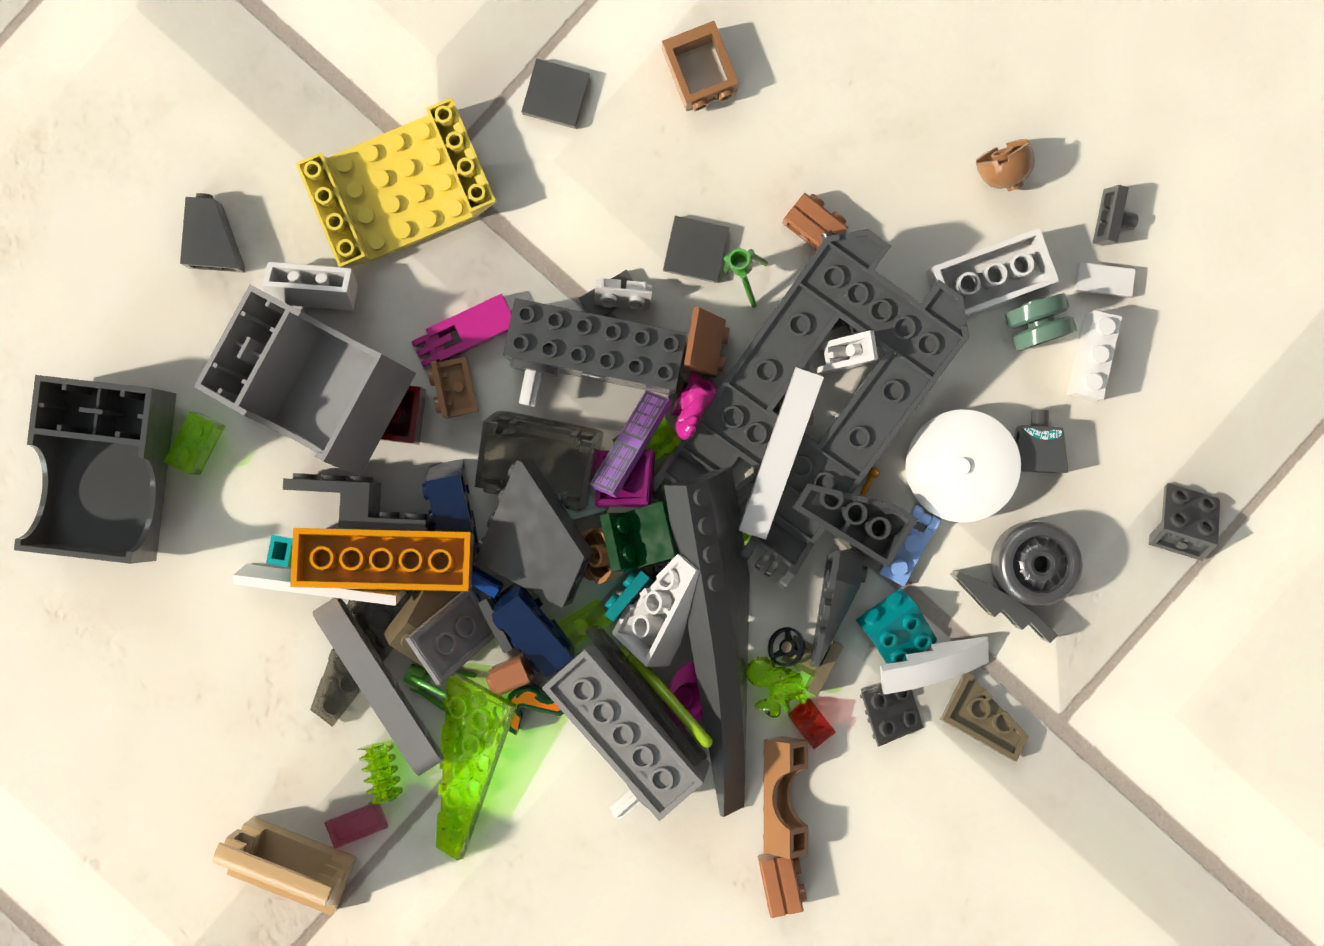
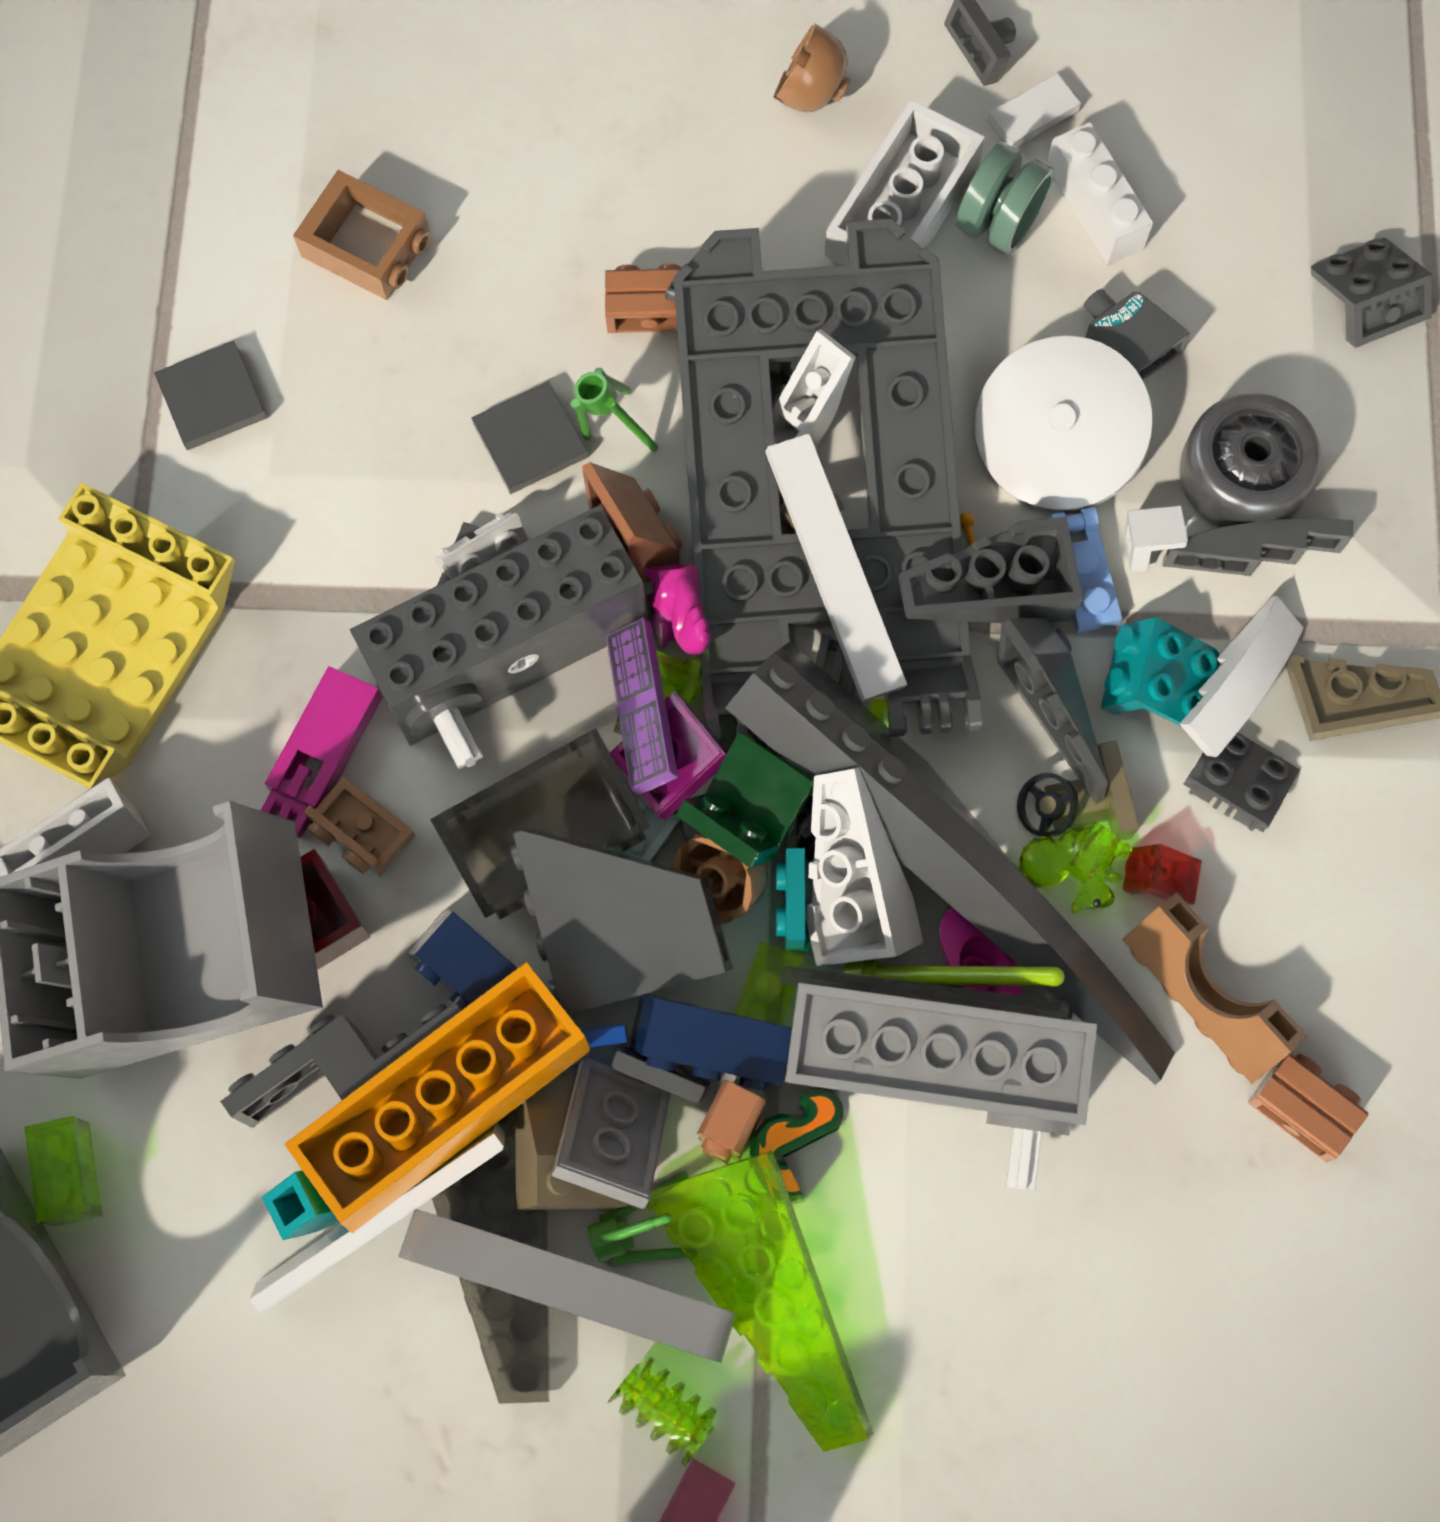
camera: 40 degrees left, 15 degrees down
(956, 559) = (1152, 531): none -> white panel

